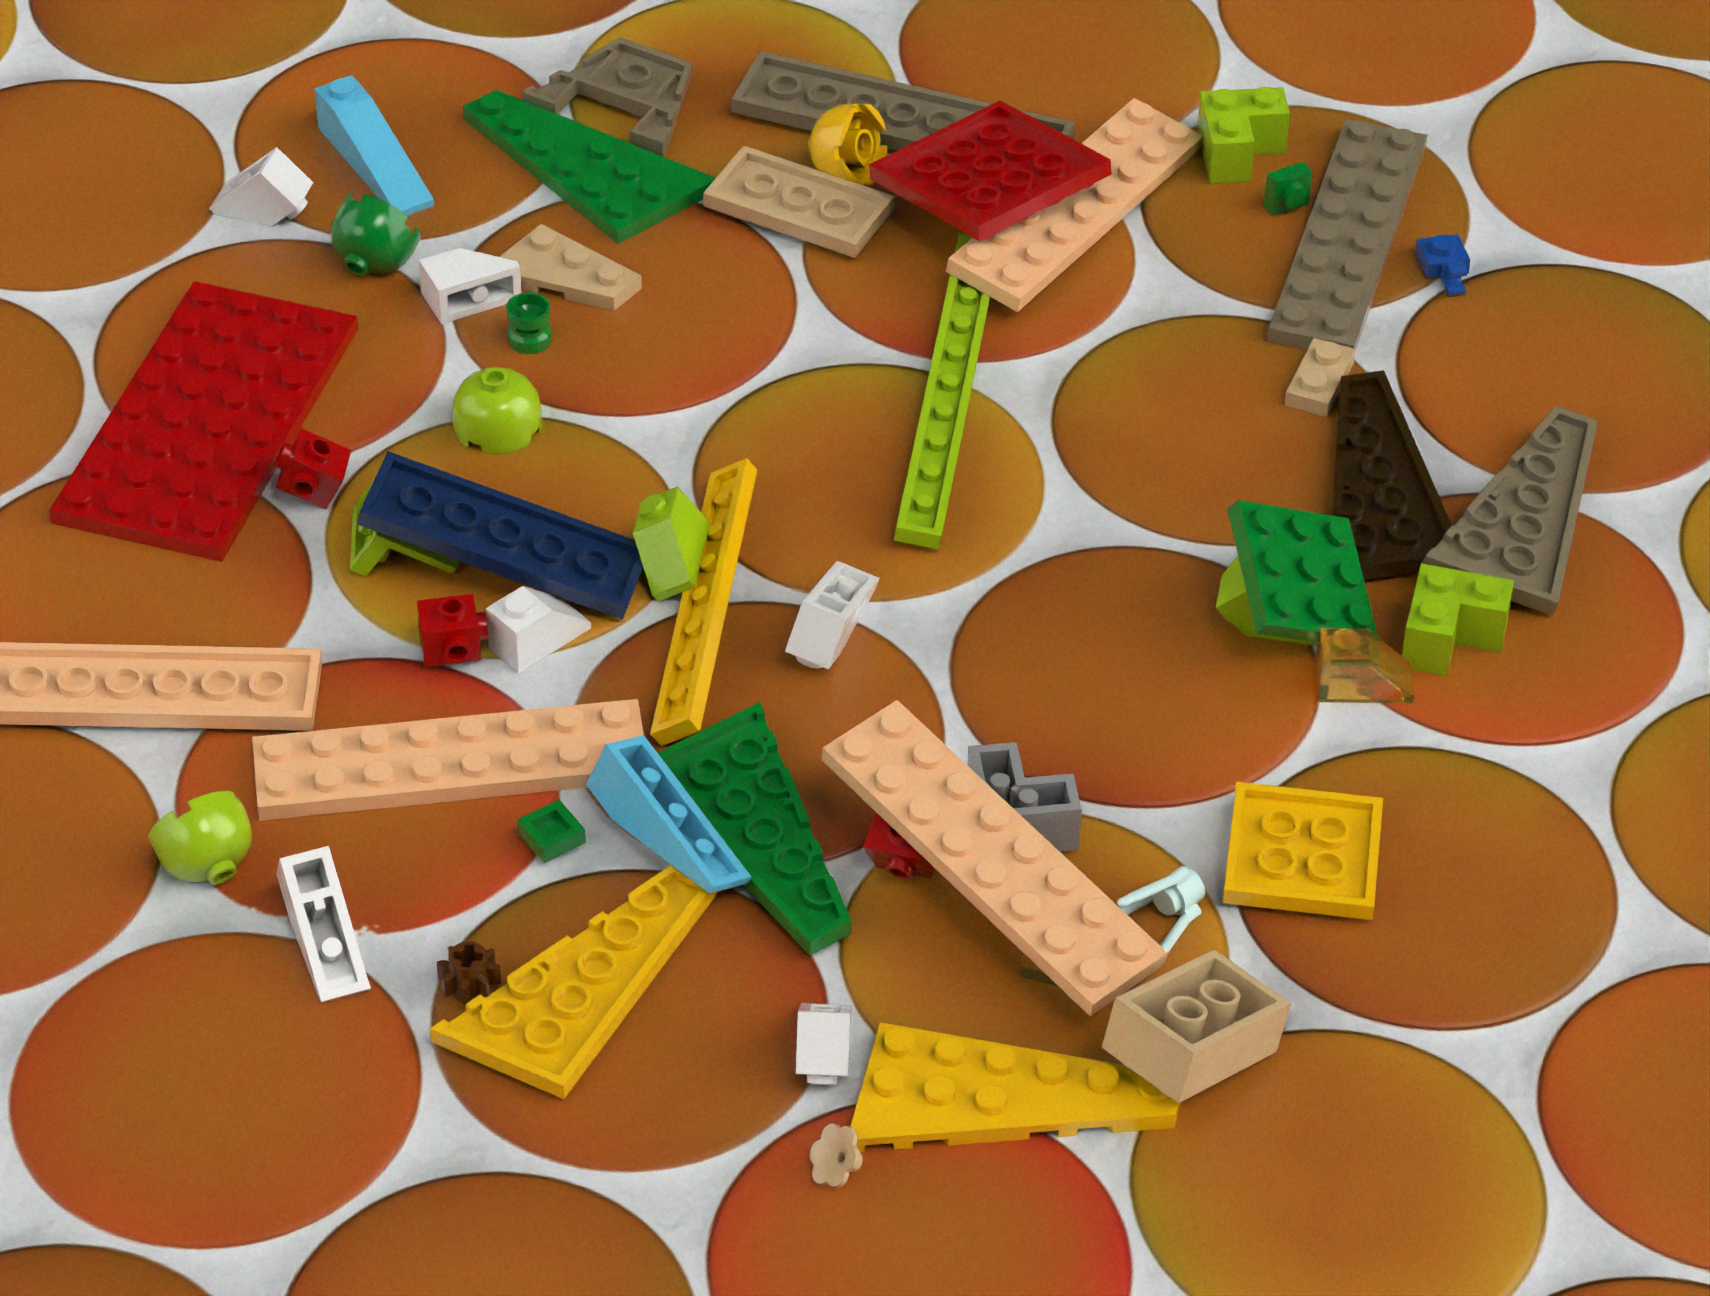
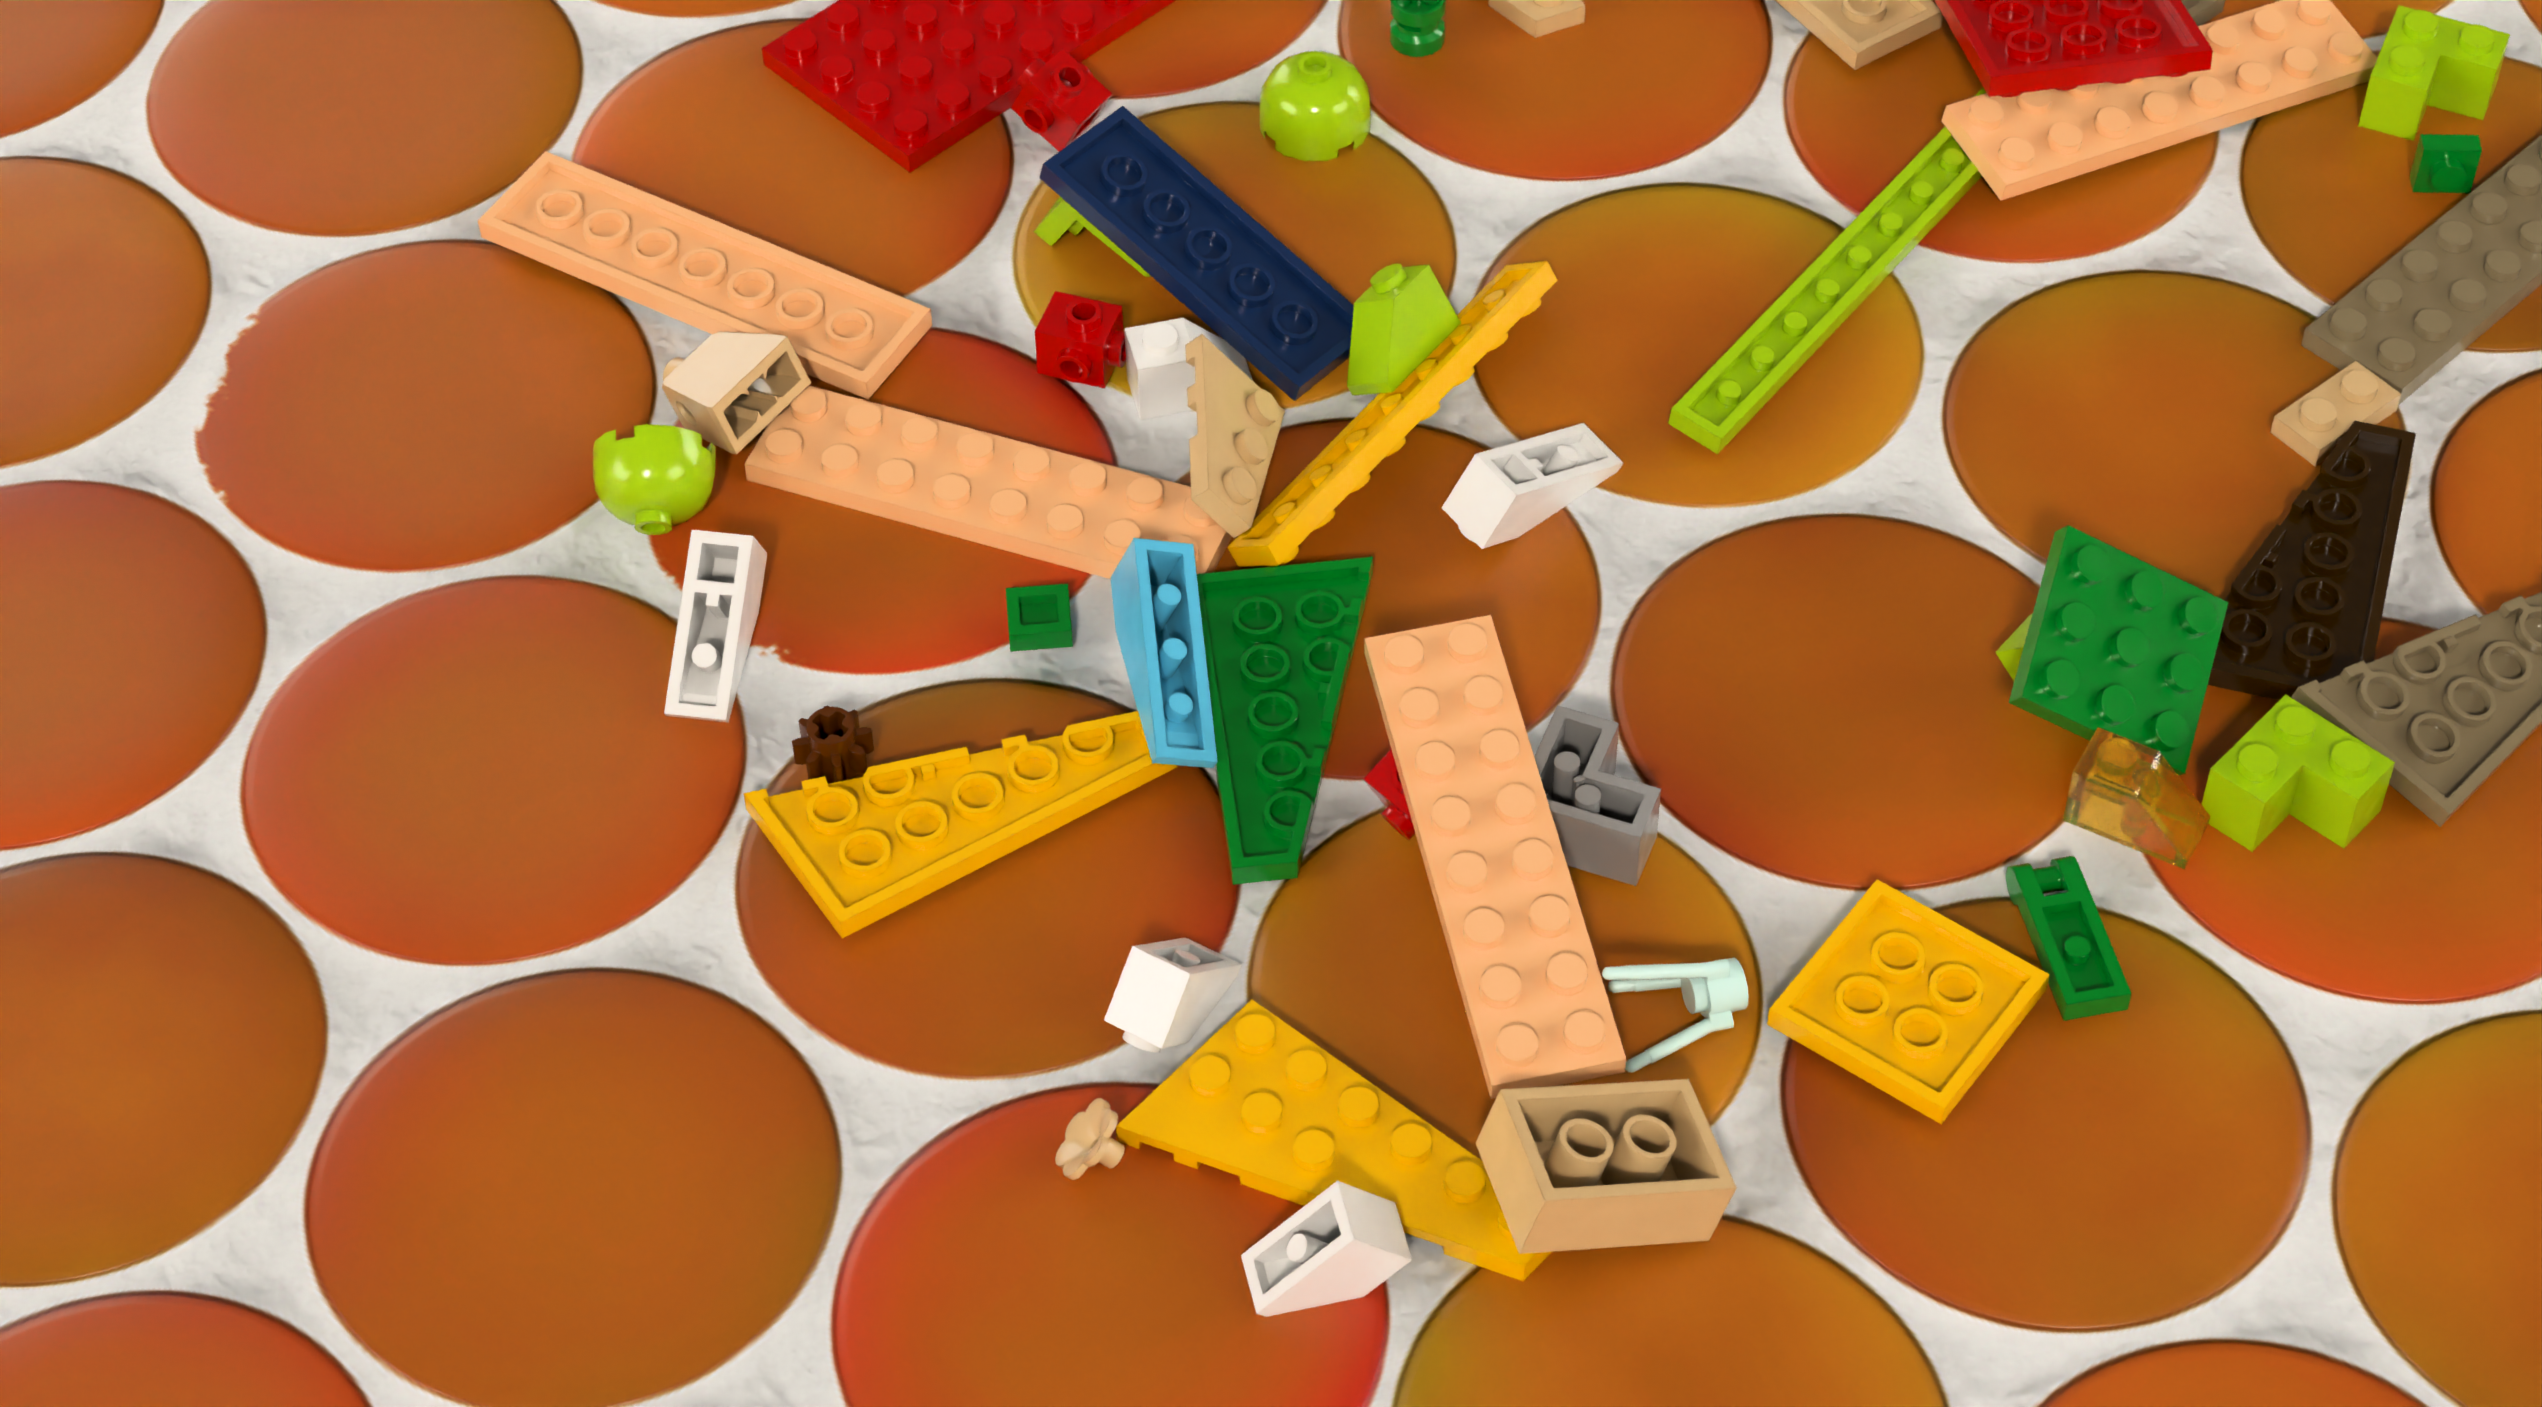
camera: 30 degrees right, 5 degrees up
(215, 753) = (734, 386): none -> tan torso
(614, 660) = (1234, 437): none -> tan wing
(1044, 1160) = (1327, 1252): none -> white slope
(1375, 771) = (2069, 938): none -> green plate

